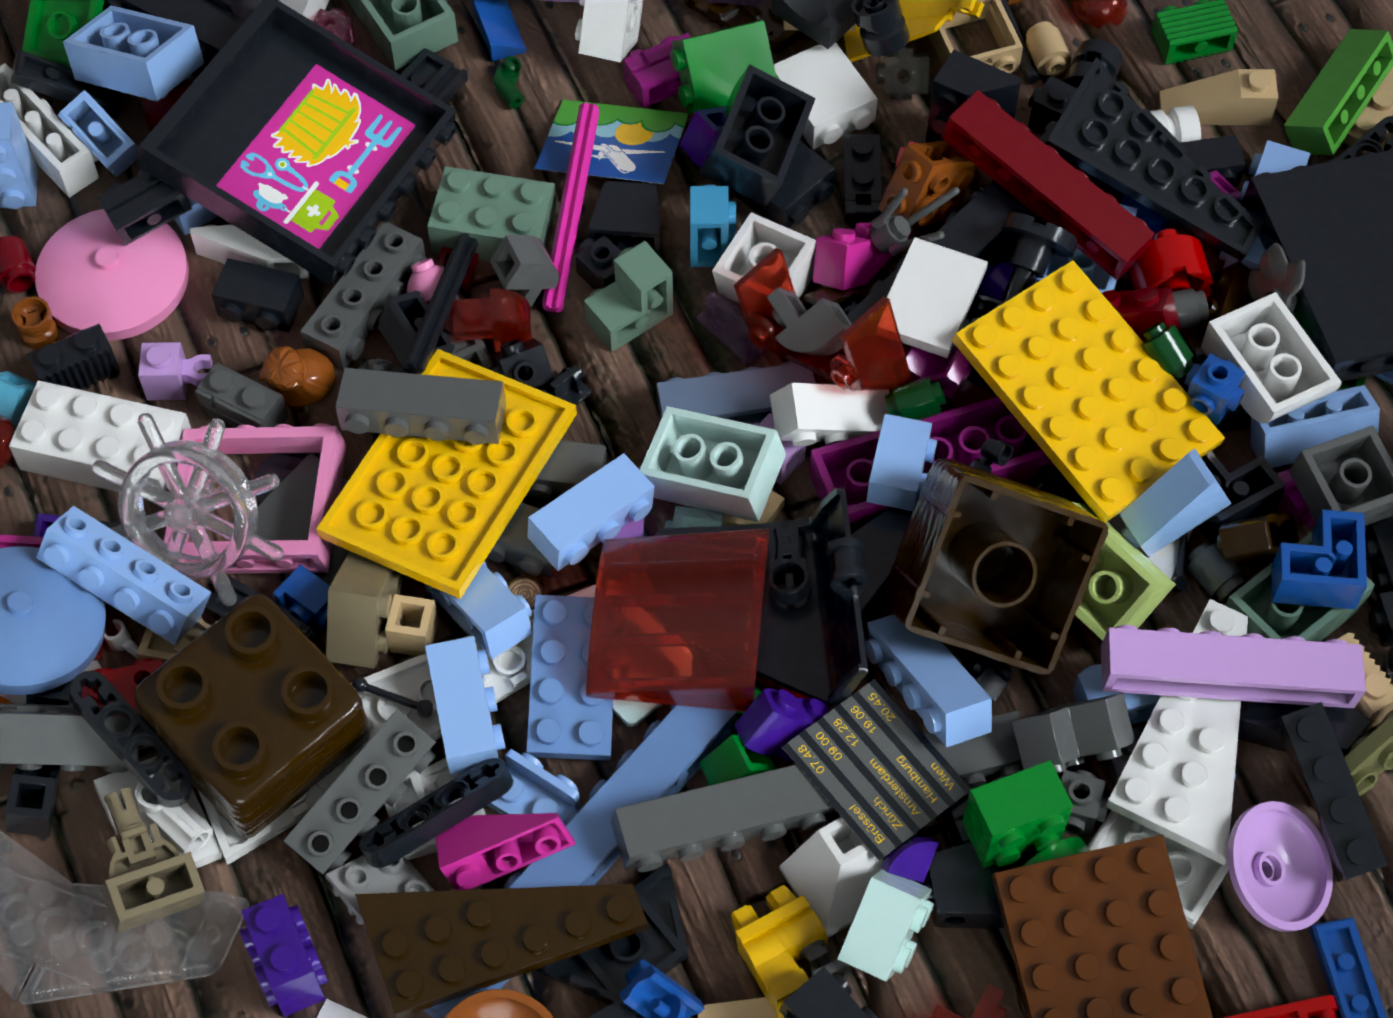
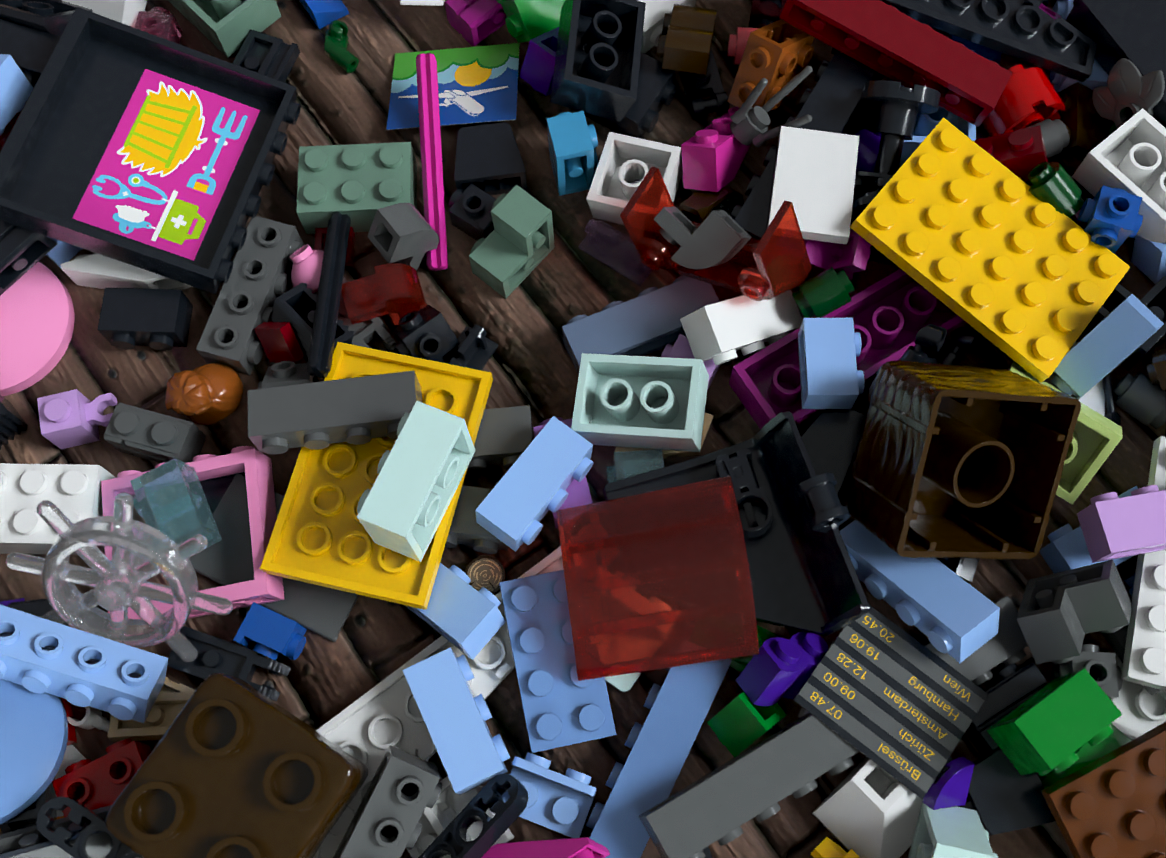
camera: 10 degrees left, 10 degrees up
(255, 451) = (175, 502): none -> clear light blue brick
(357, 611) = (325, 640): dark tan brick -> none
(381, 341) = (279, 341): none -> dark red tile
(411, 625) = (382, 641): tan brick -> none
(423, 707) = (415, 728): black hinge -> none
(481, 476) = (416, 480): none -> light aqua brick
(854, 141) = (687, 38): none -> dark brown brick

